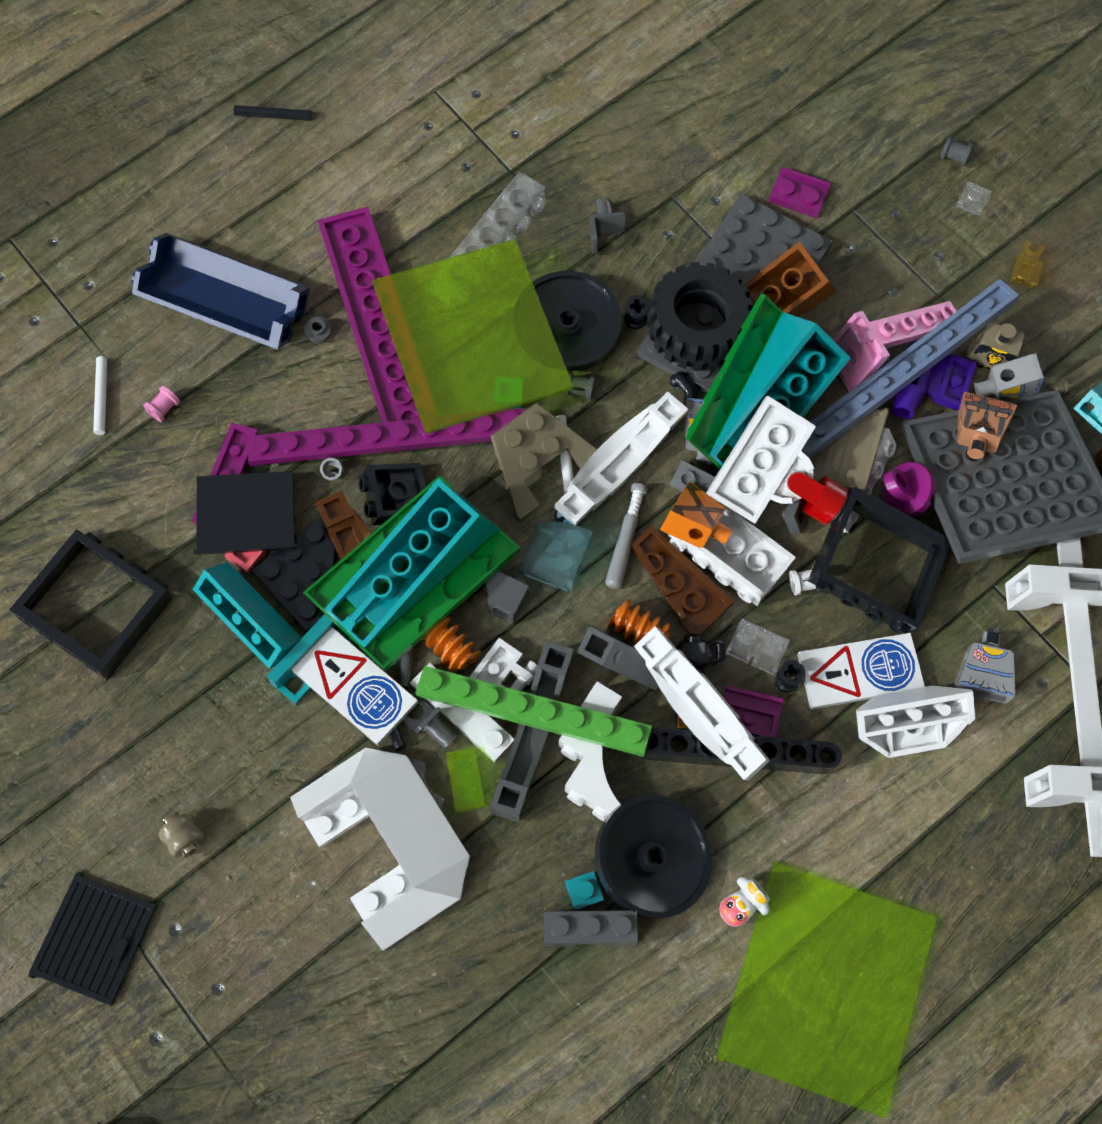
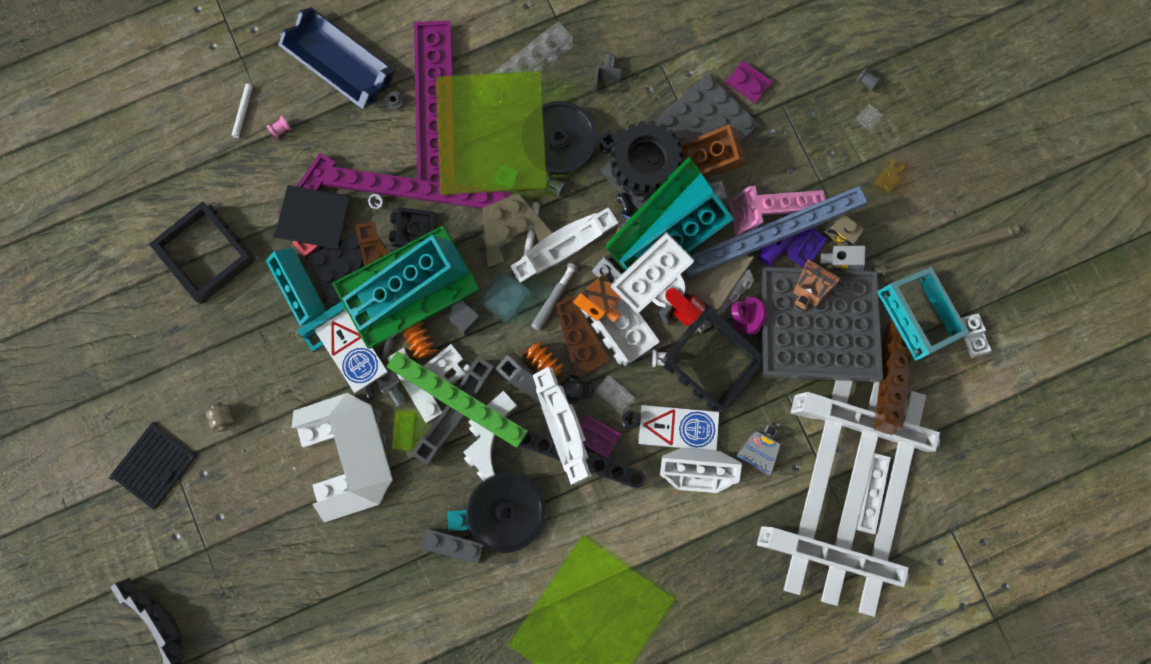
camera: 20 degrees right, 10 degrees up
(742, 904) = (550, 558): animal -> none

